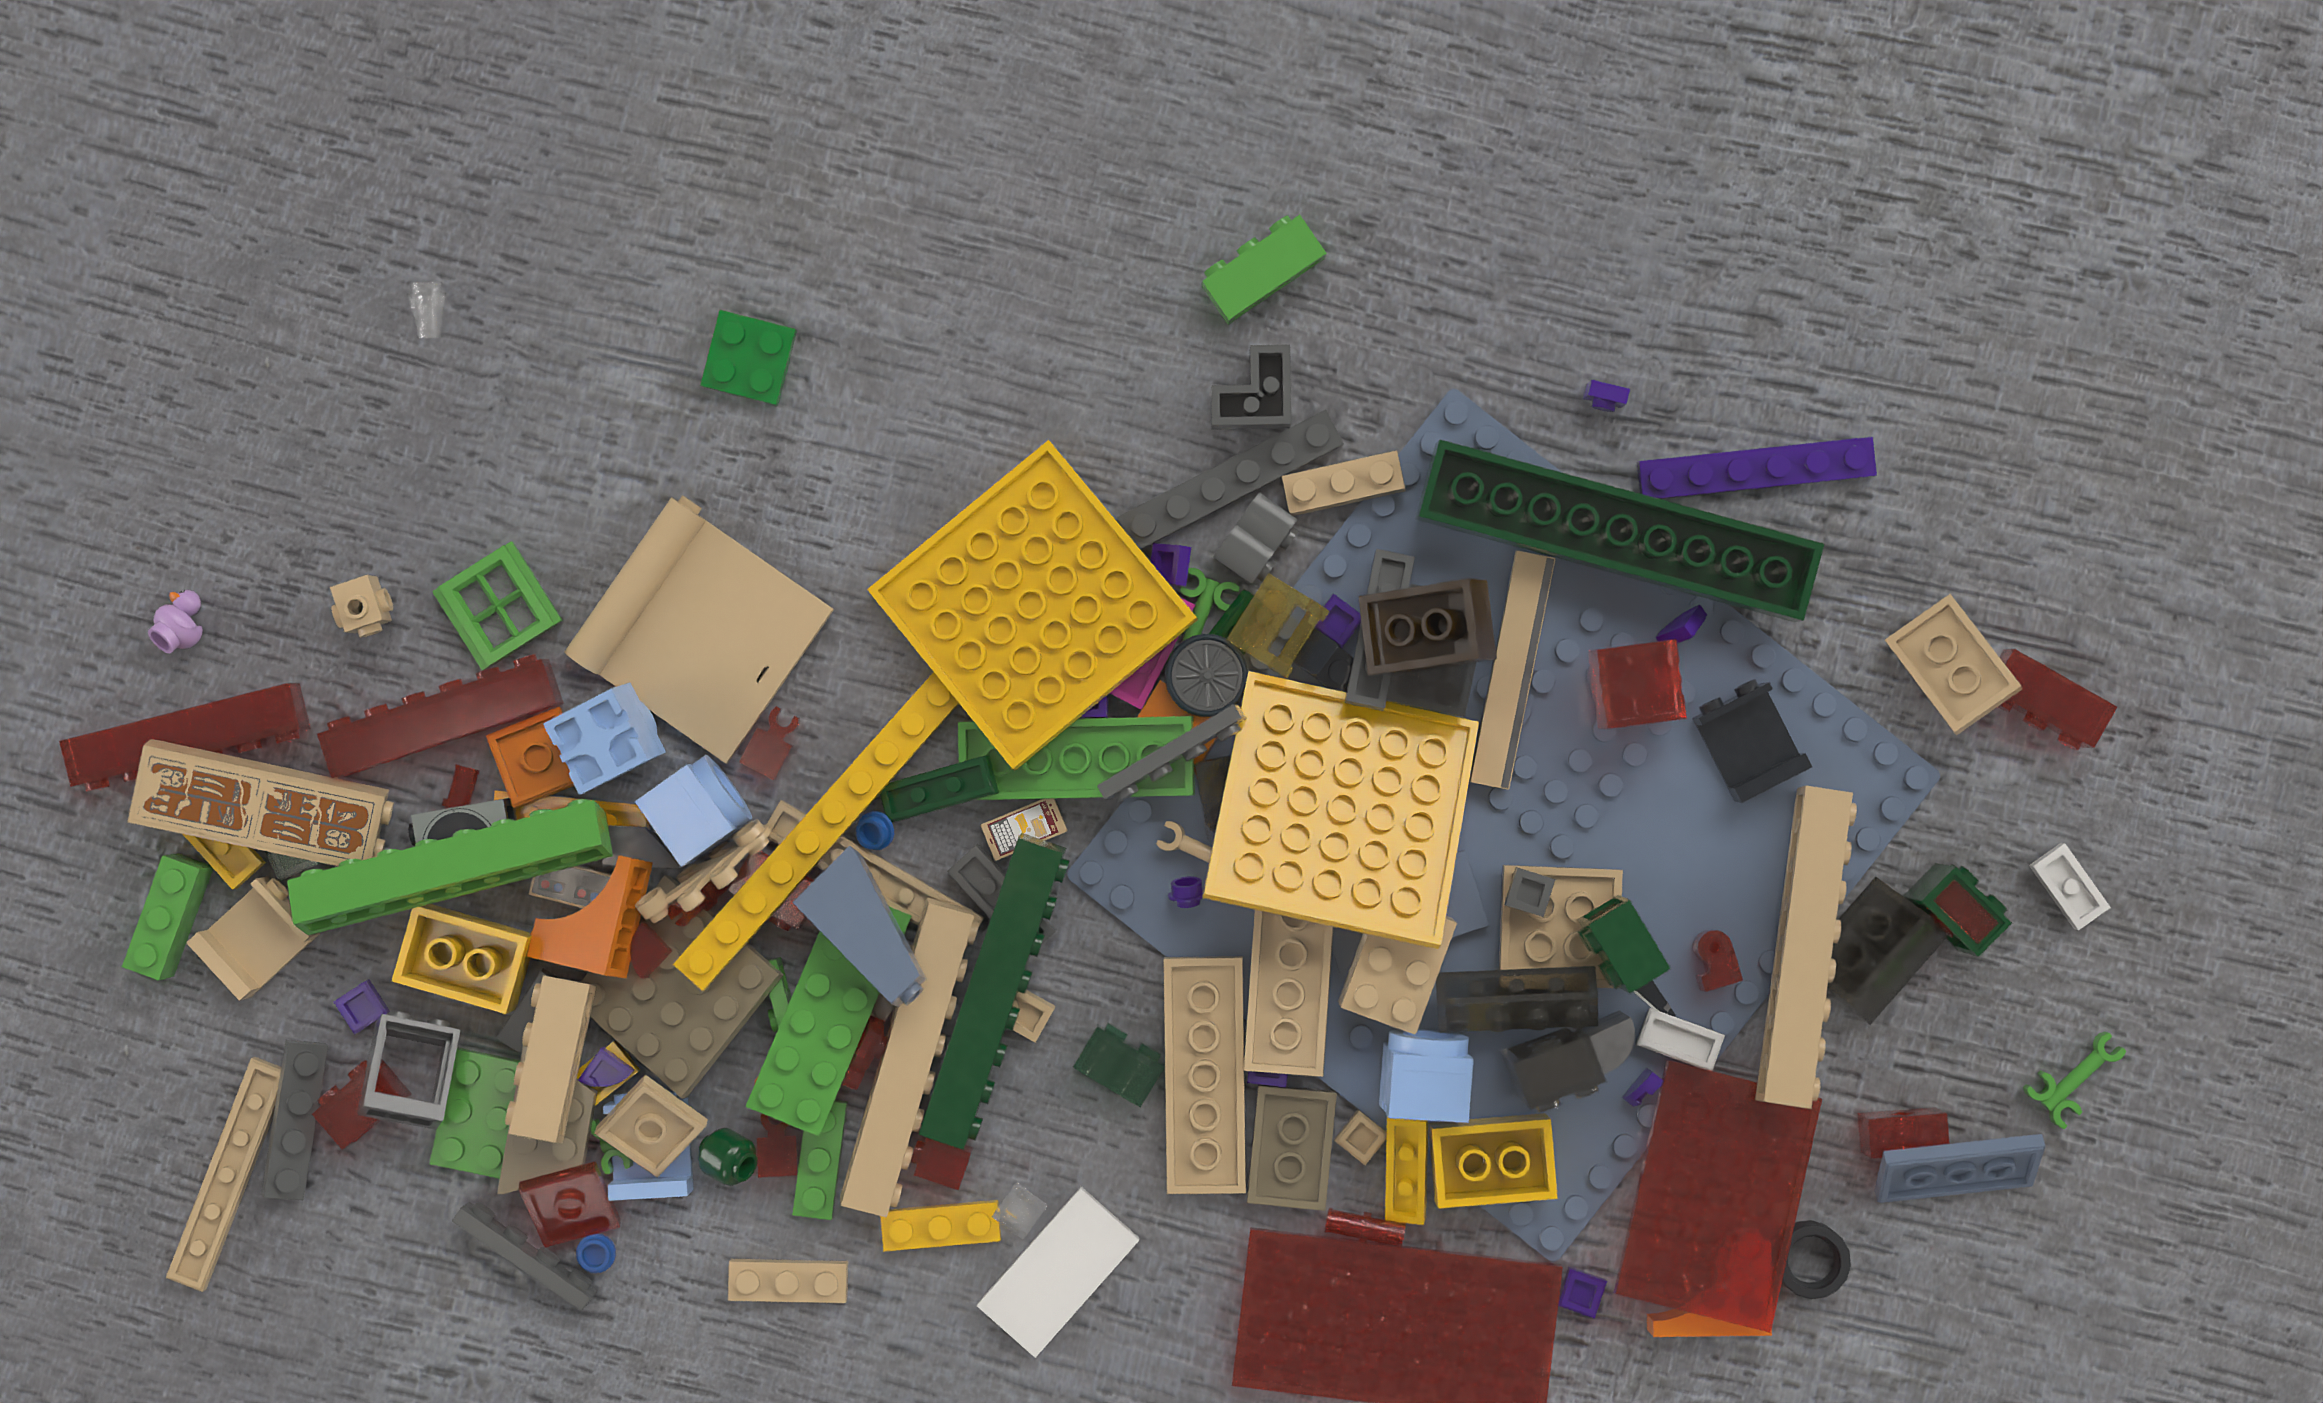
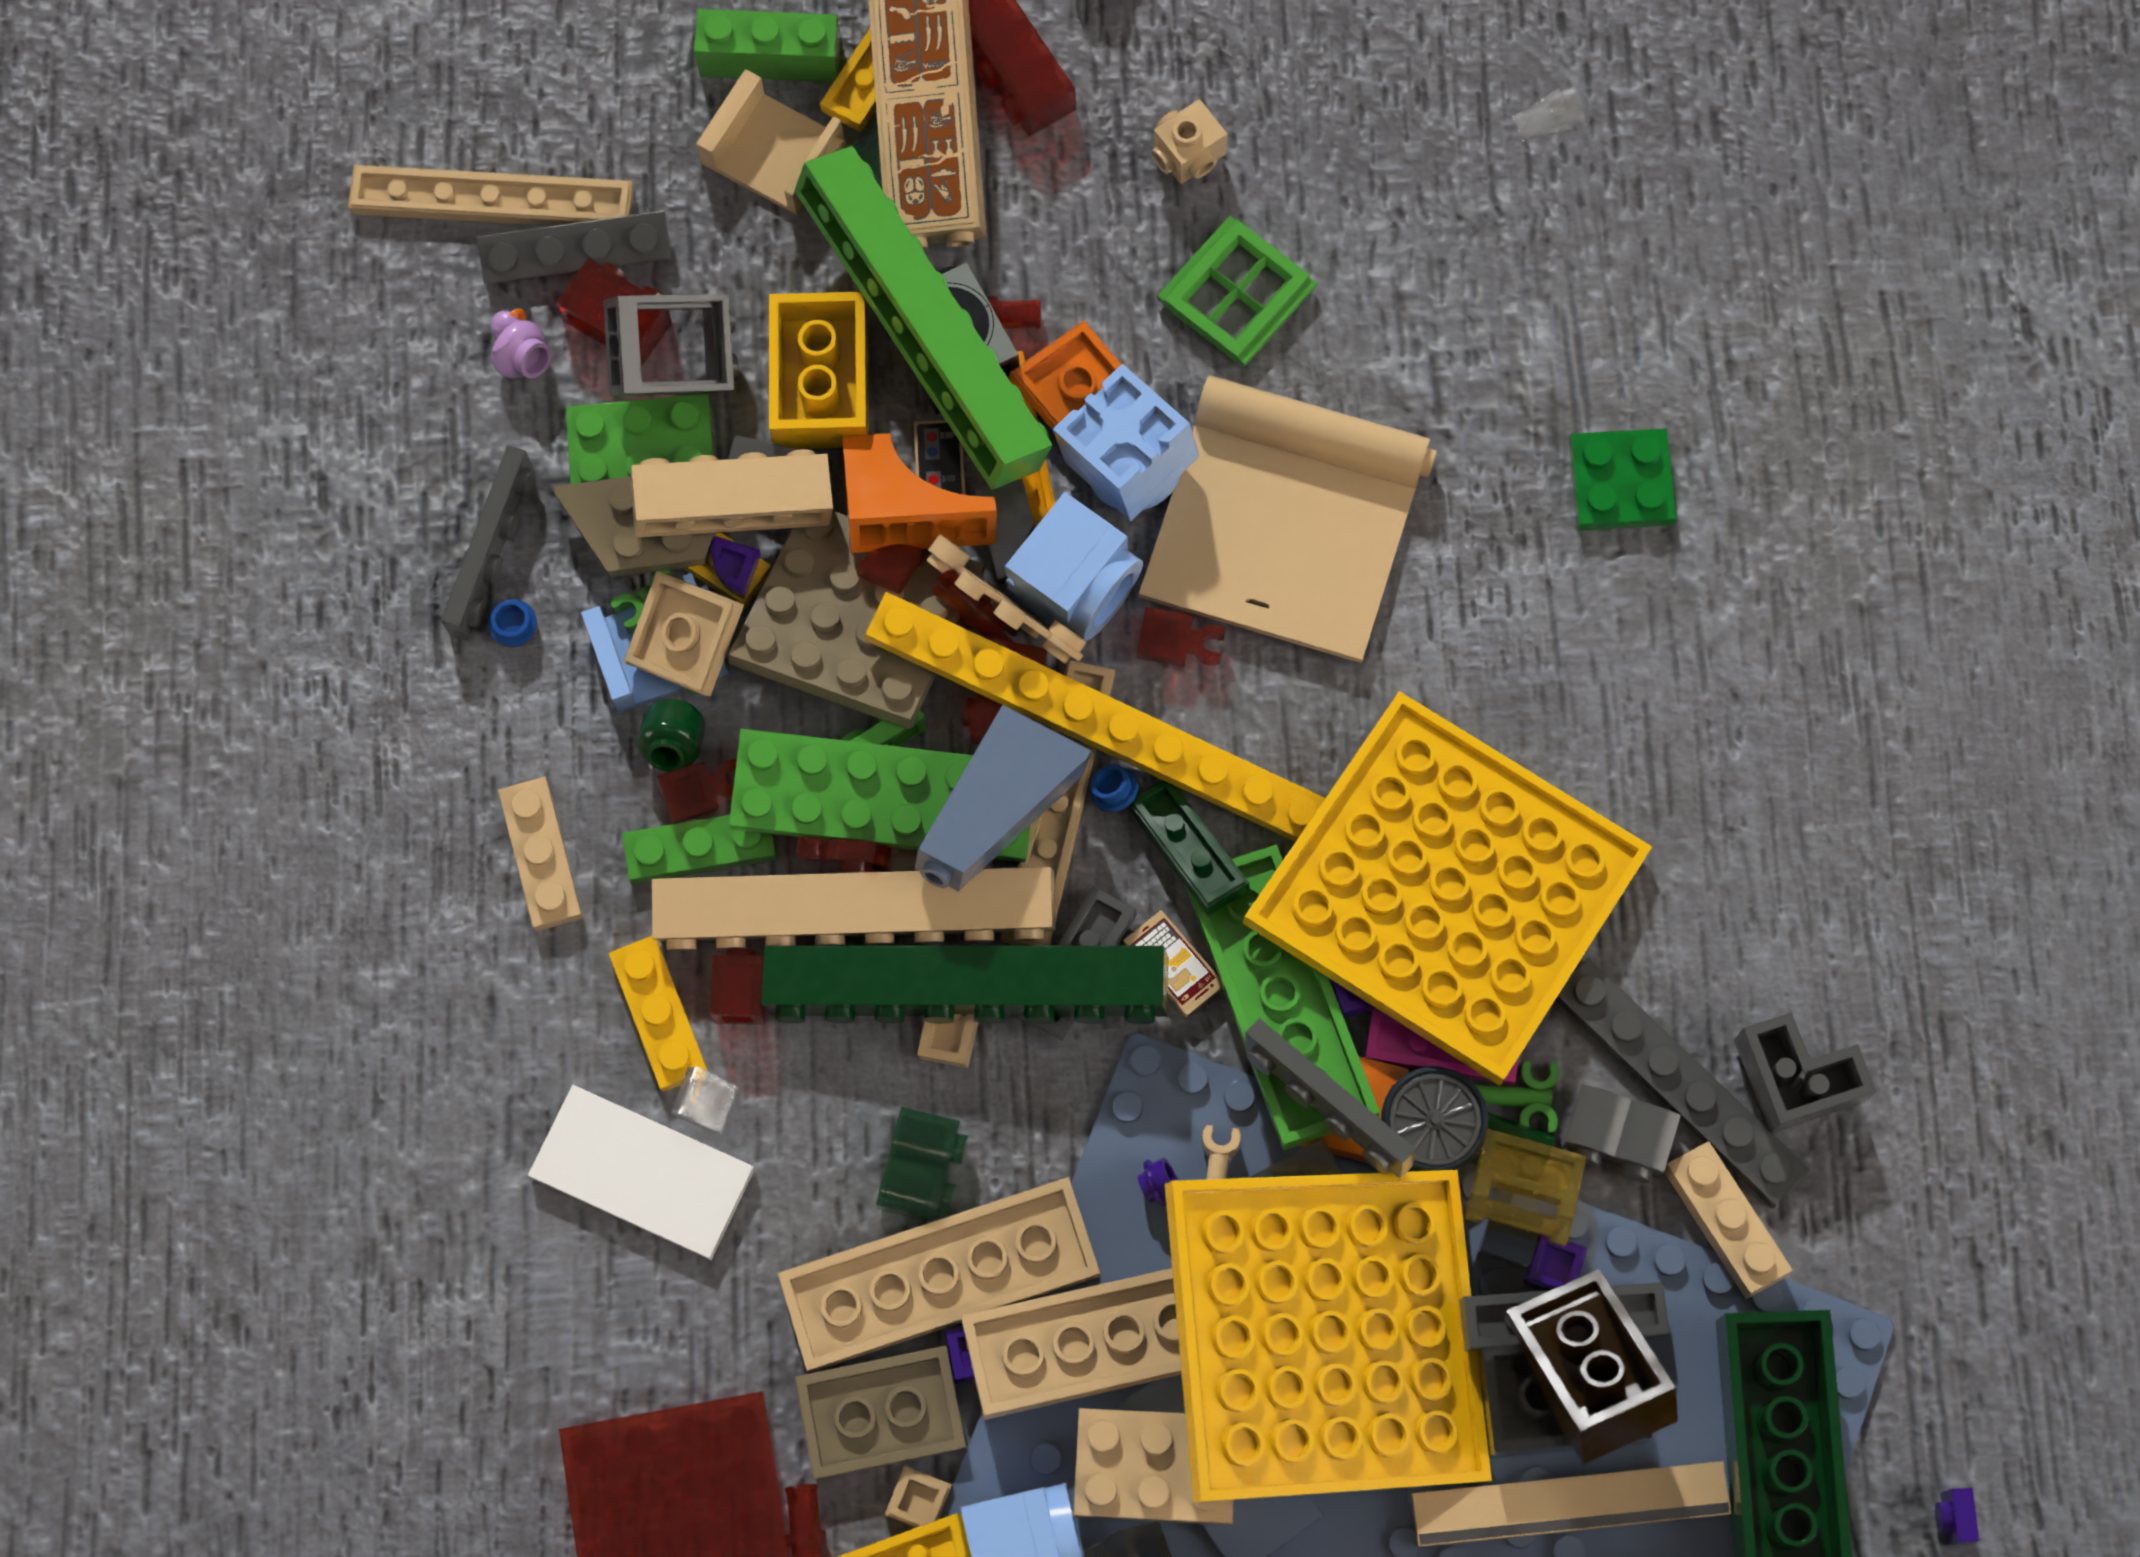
camera: 80 degrees right, 15 degrees down
(361, 1006) = (727, 276): dark purple tile -> none
(367, 1186) = (519, 345): none -> lavender animal
(439, 718) = (1088, 265): clear red brick -> none
(569, 1204) = (563, 572): clear red tile -> none
(1171, 562) = (1556, 1039): dark purple plate -> none
(1262, 268) = (1953, 1038): bright green brick -> none

